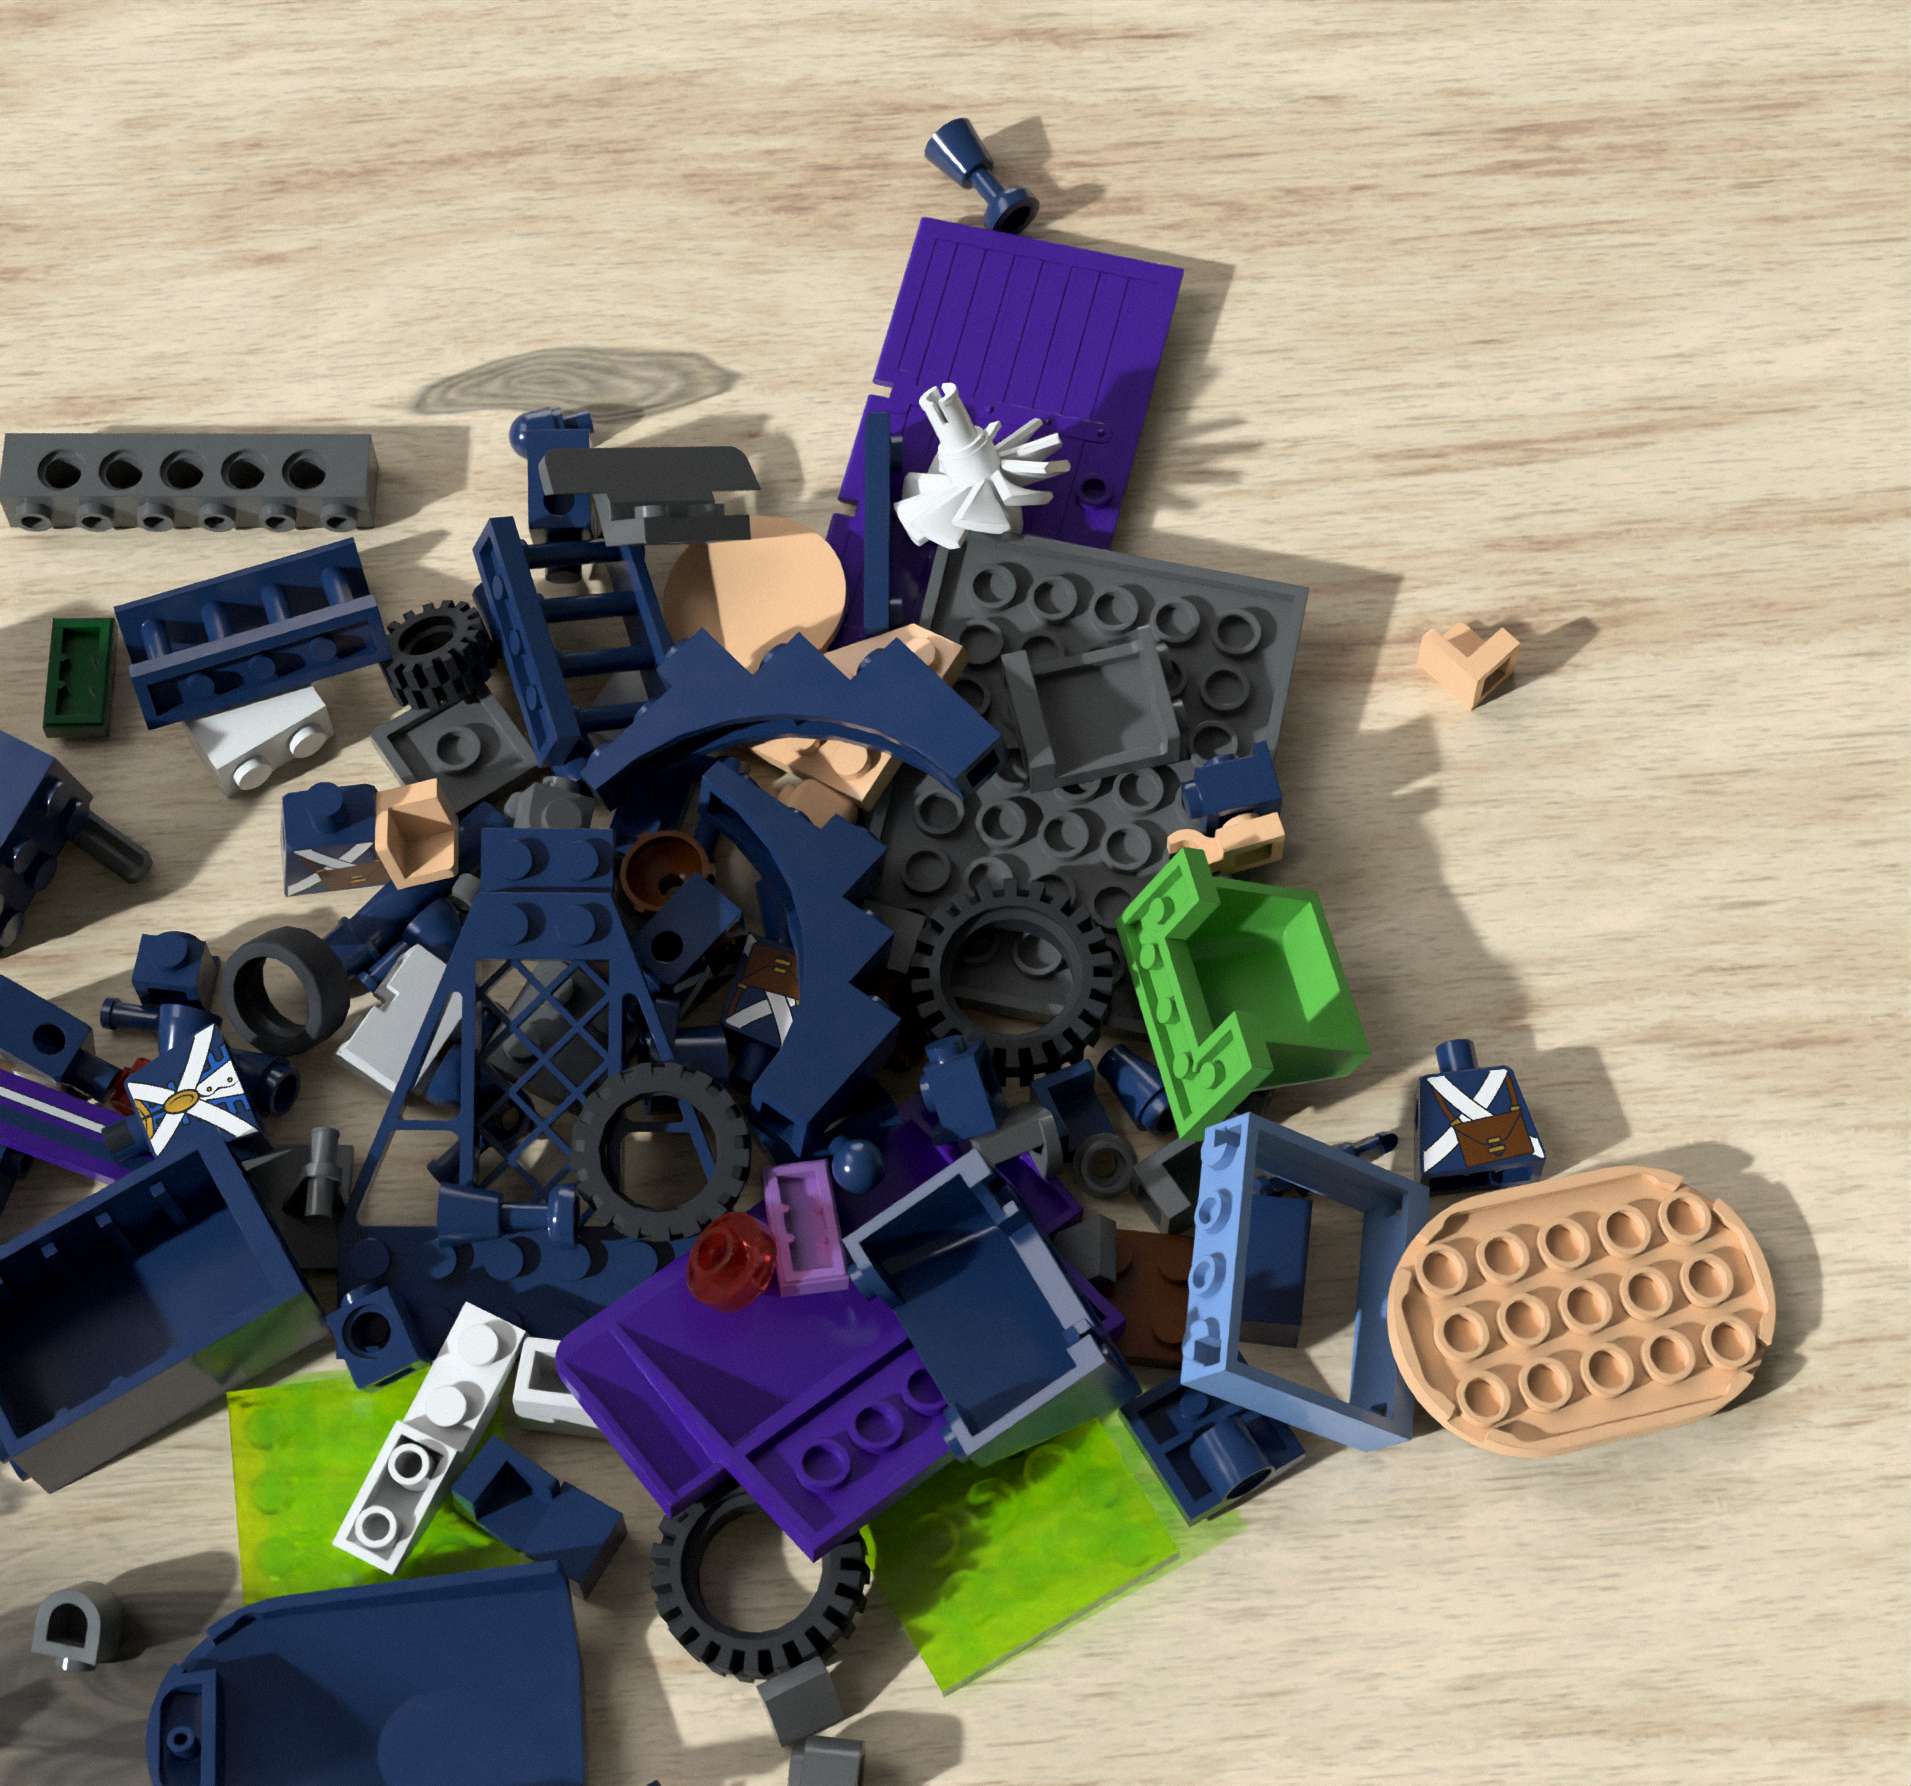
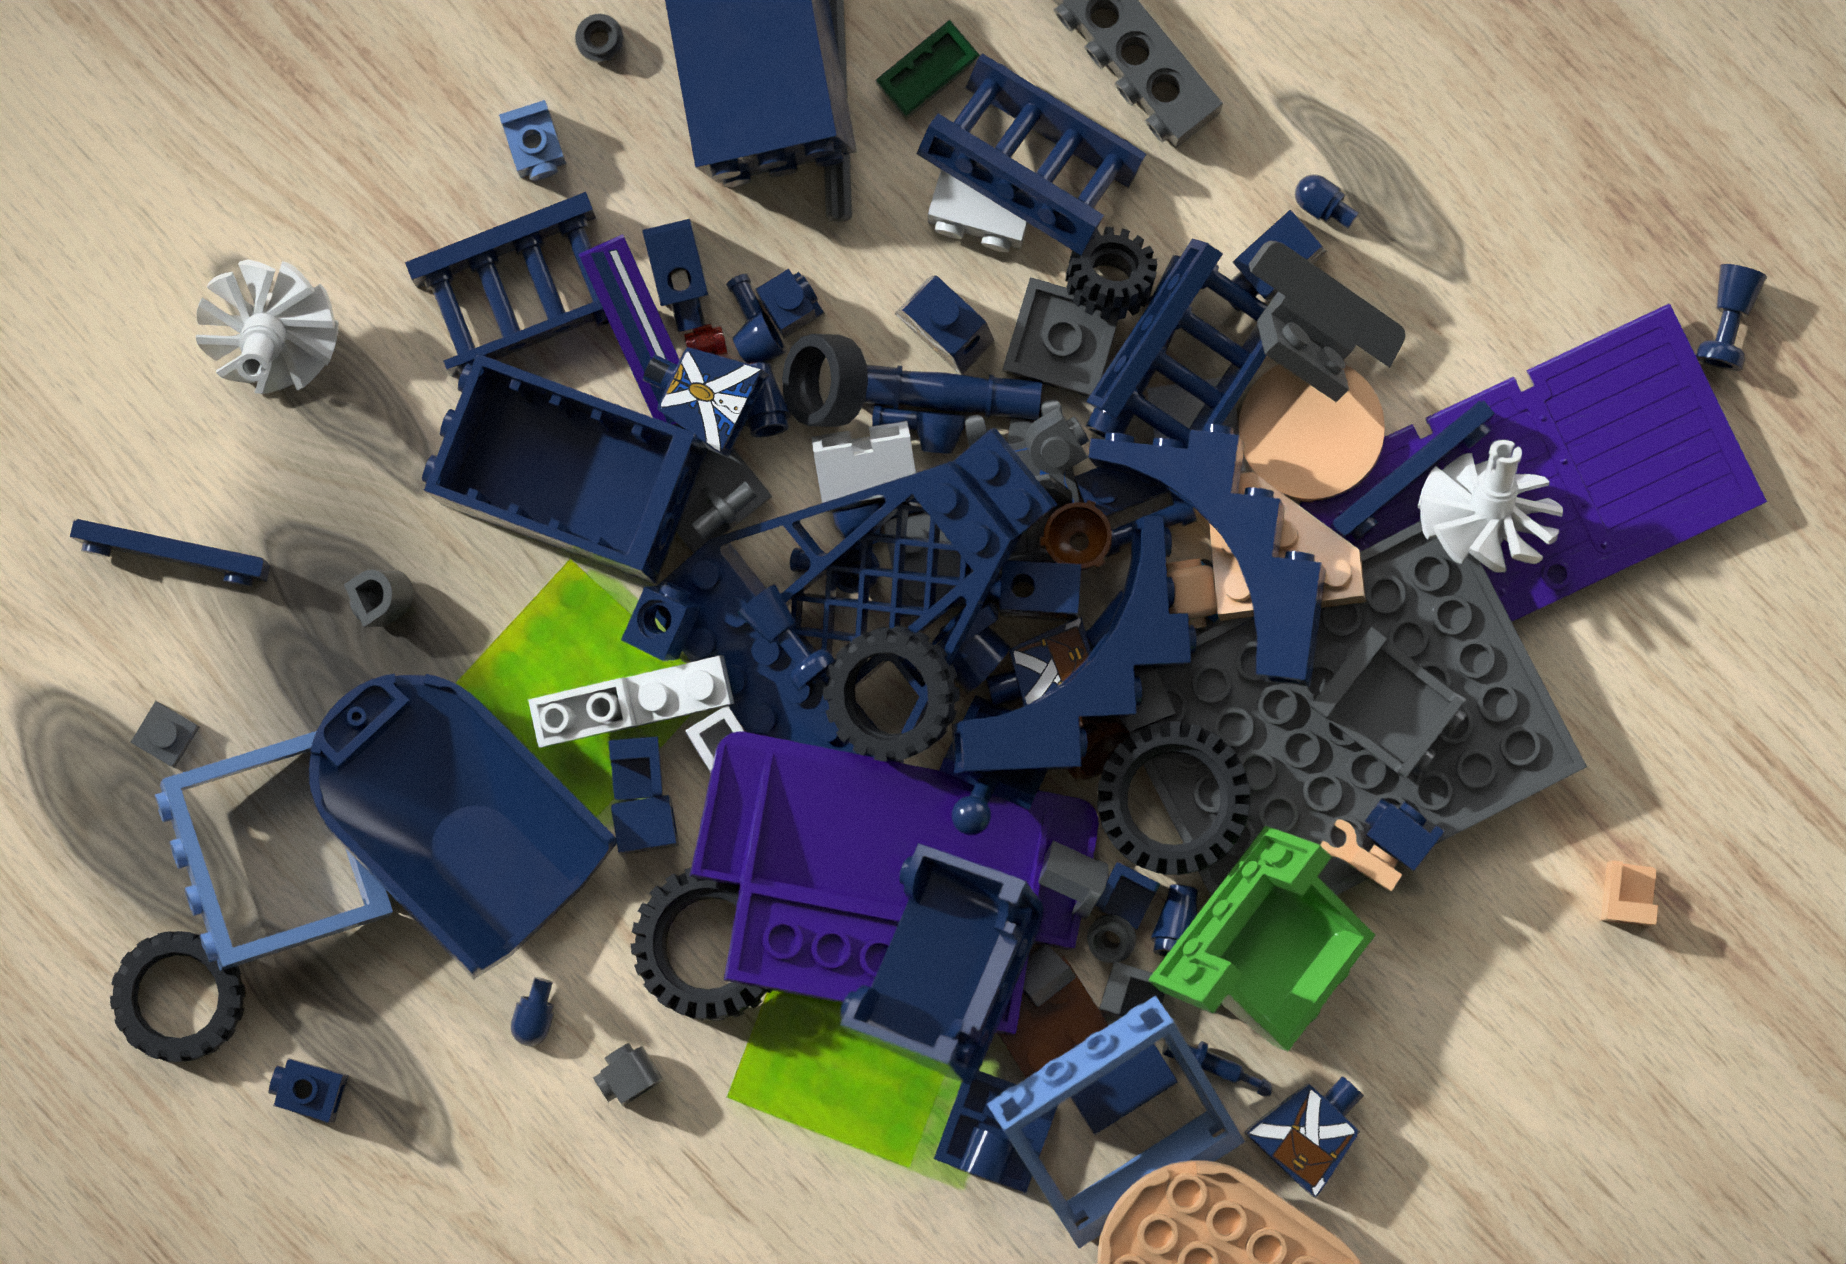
camera: 55 degrees right, 20 degrees up
(417, 834) = (980, 371): light nougat panel -> none
(731, 1262) = (856, 791): clear red plate -> none
(800, 1701) = (656, 1025): dark grey tile -> none
(806, 1228) = (916, 810): medium lavender plate -> none
(962, 1089) = (1074, 831): dark blue brick -> none

